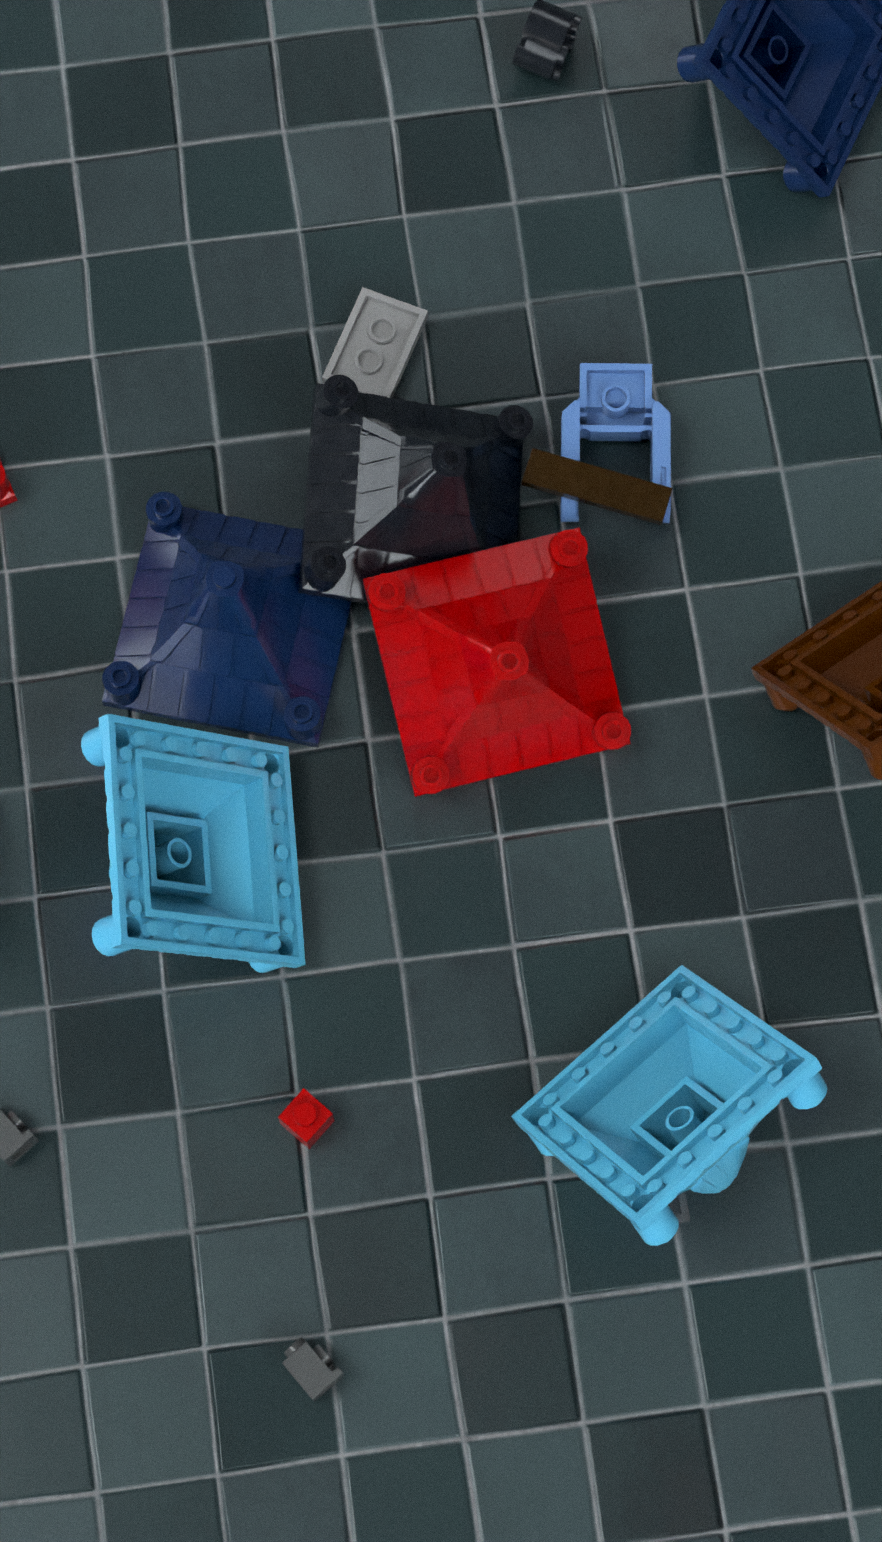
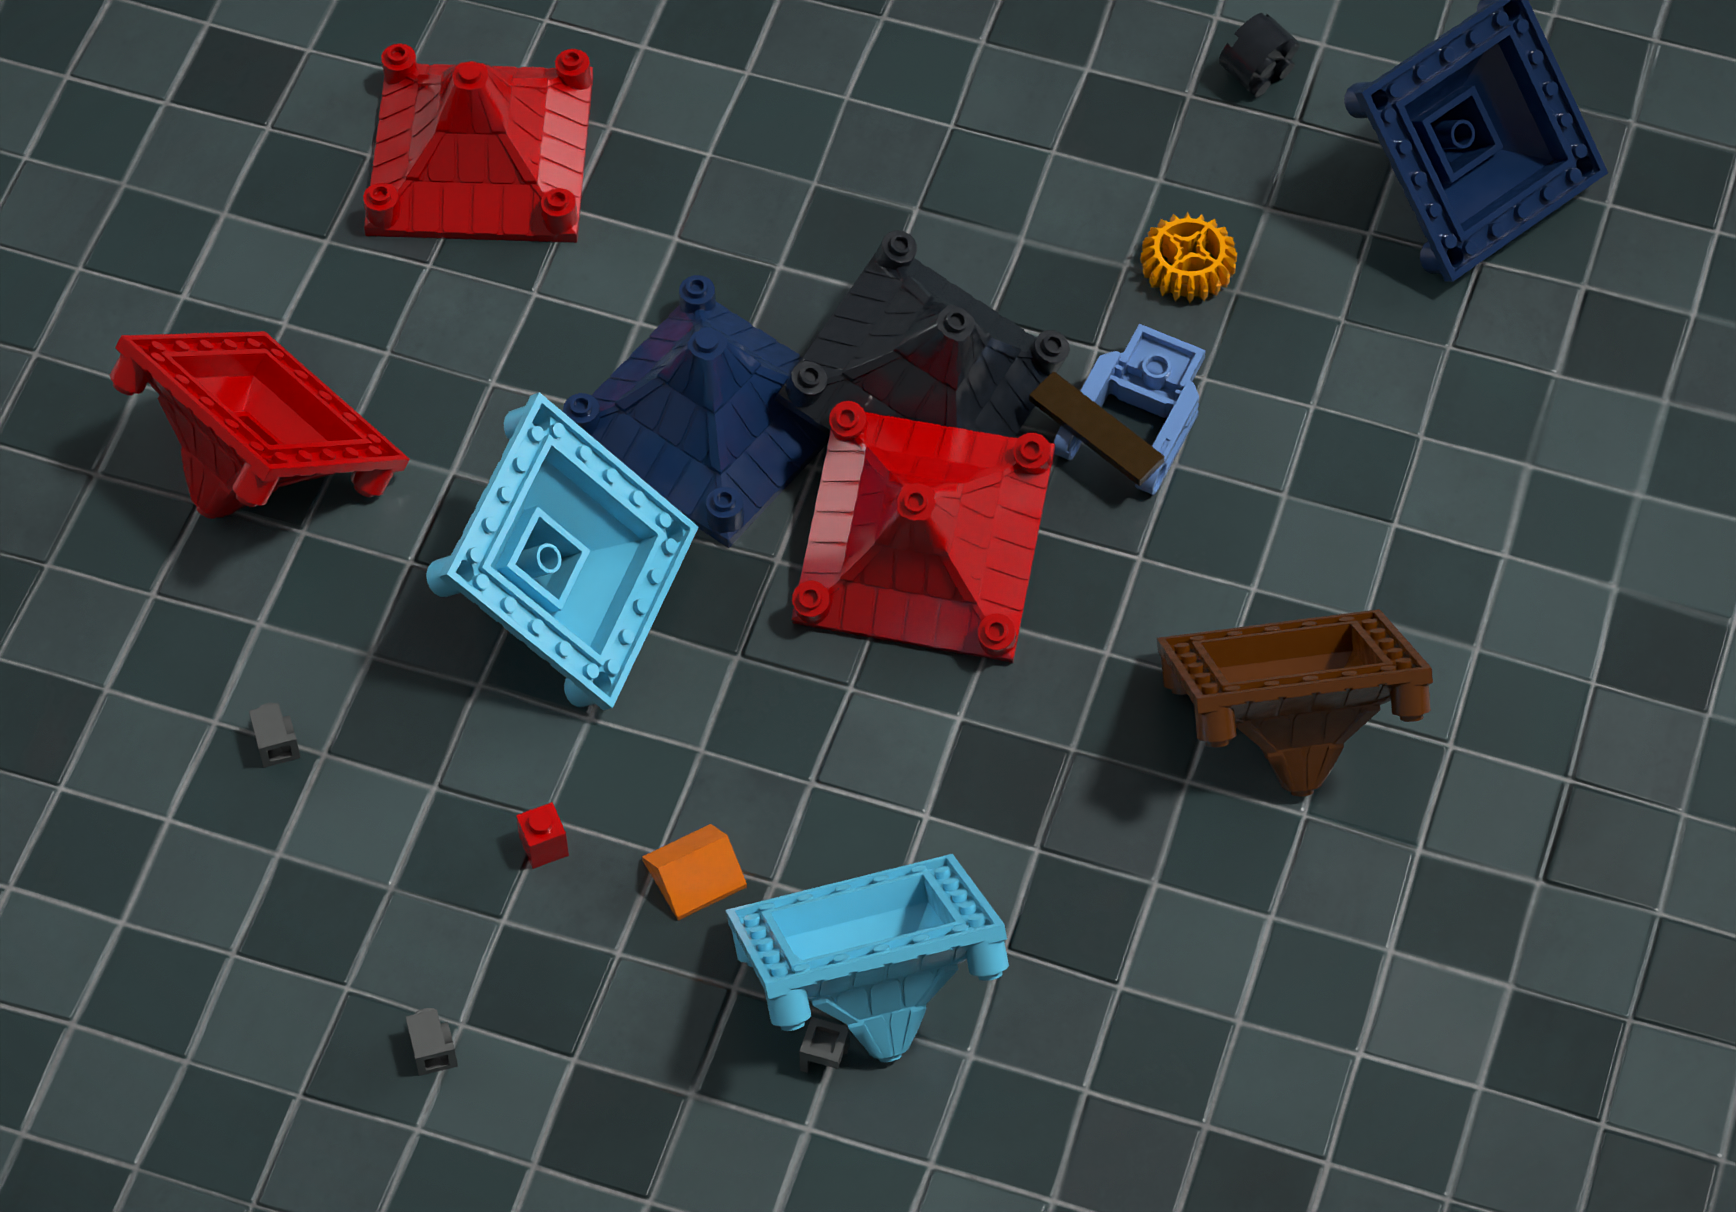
camera: 25 degrees right, 15 degrees down
(377, 343) = (969, 240): light grey plate -> none
(456, 1082) = (696, 870): none -> orange slope
(557, 265) = (1192, 267): none -> light orange gear

